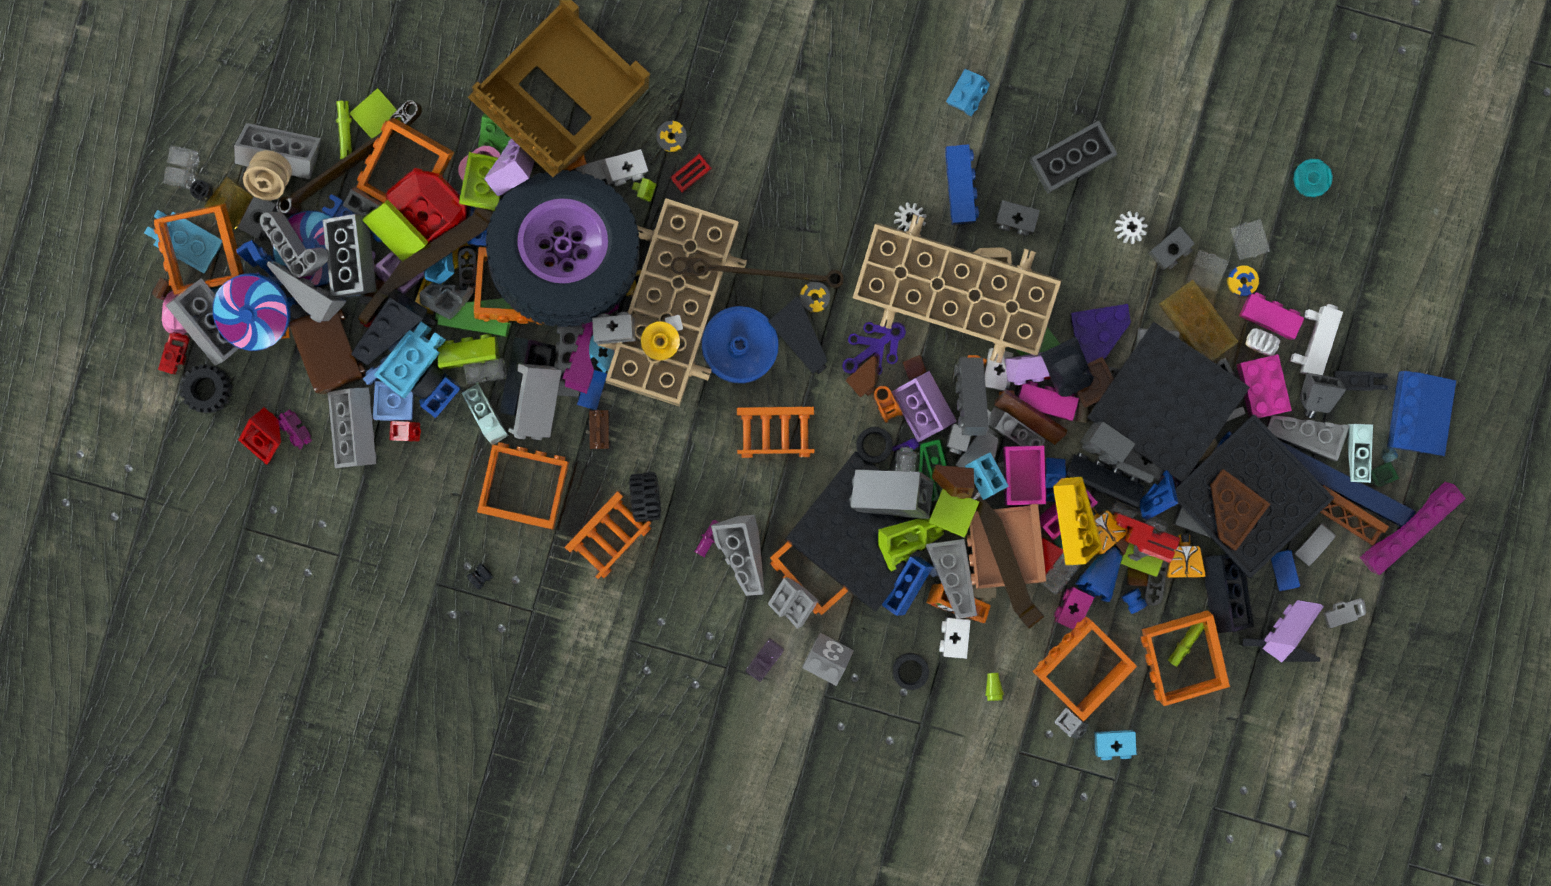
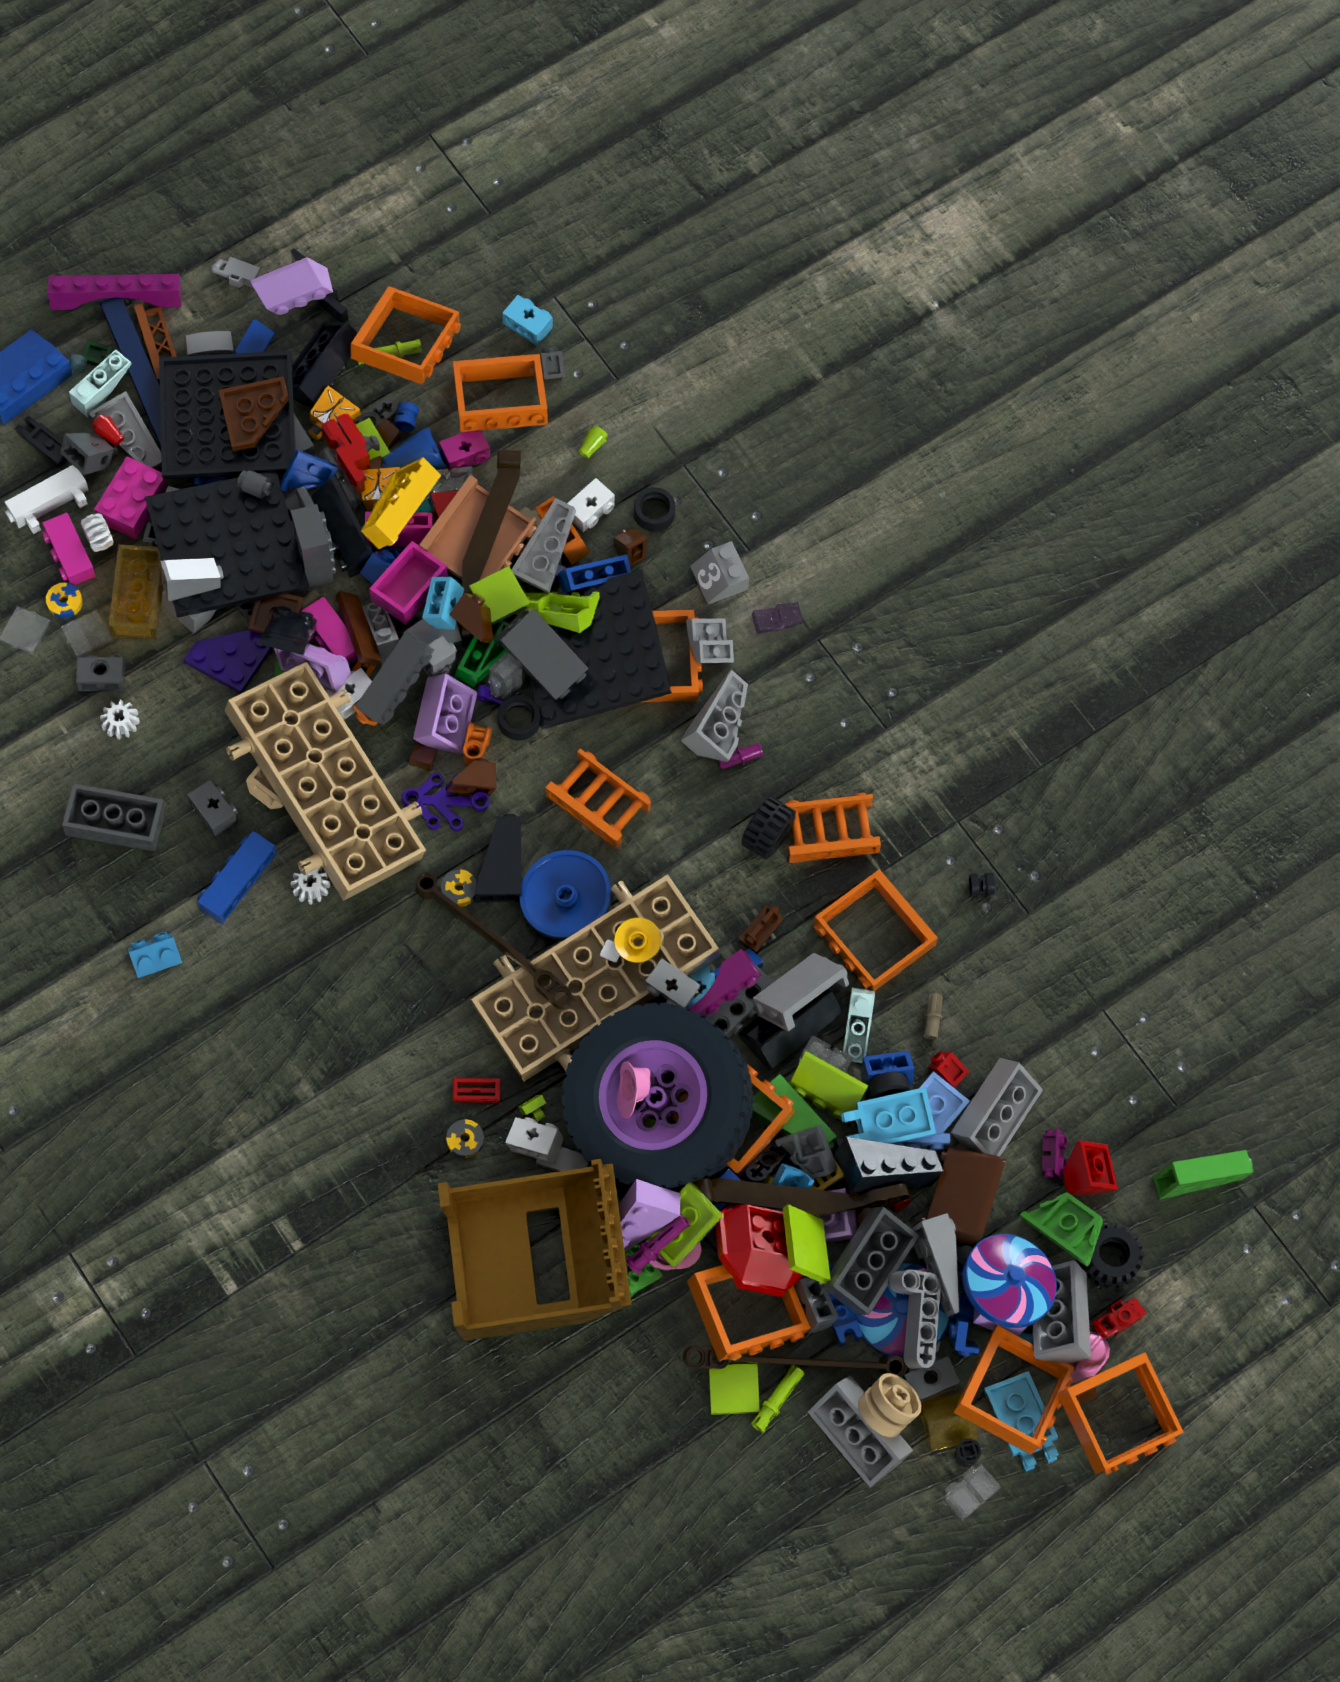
camera: 150 degrees left, 20 degrees down
(150, 296) = (1157, 1400): none -> orange window
(189, 490) = (1202, 1173): none -> bright green slope
(246, 384) = (1068, 1225): none -> bright green wing
(441, 459) = (933, 1016): none -> dark tan axle
(490, 150) = (649, 1250): none -> magenta pin
(579, 236) = (633, 1088): none -> bright pink piece
(904, 629) = (631, 543): none -> reddish brown slope
(1164, 349) = (190, 577): none -> light grey slope
(1184, 455) = (254, 484): none -> dark grey brick
(1322, 420) = (107, 429): none -> red cone

